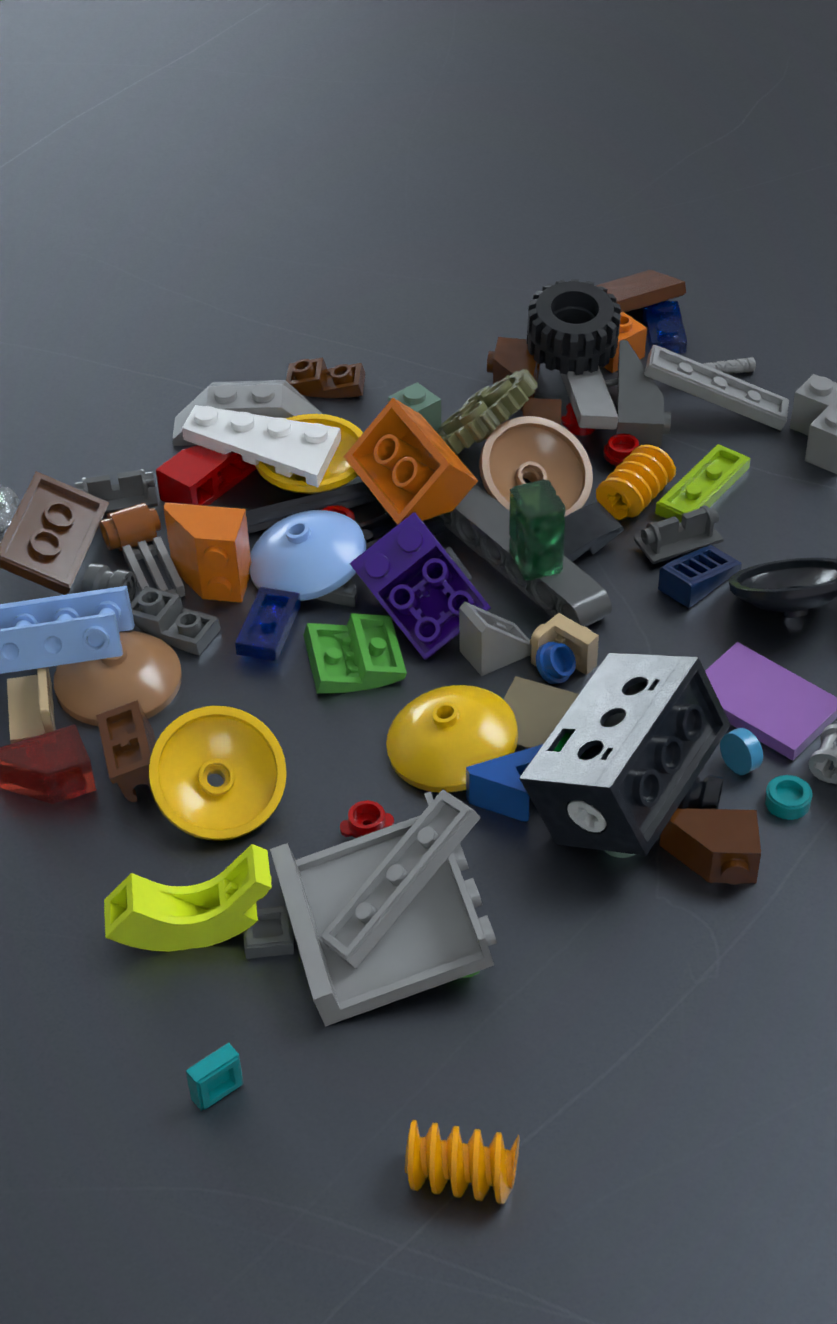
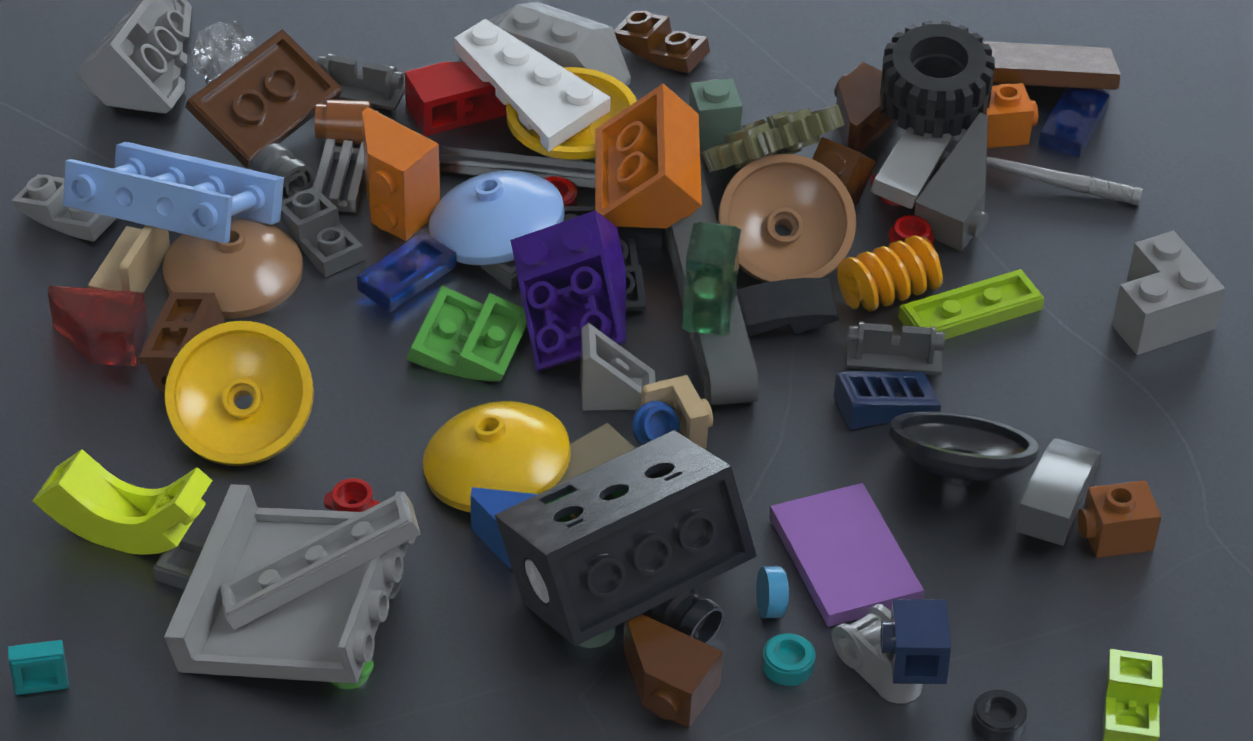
camera: 25 degrees right, 0 degrees up
(717, 387) = (1059, 205): light grey tile -> none

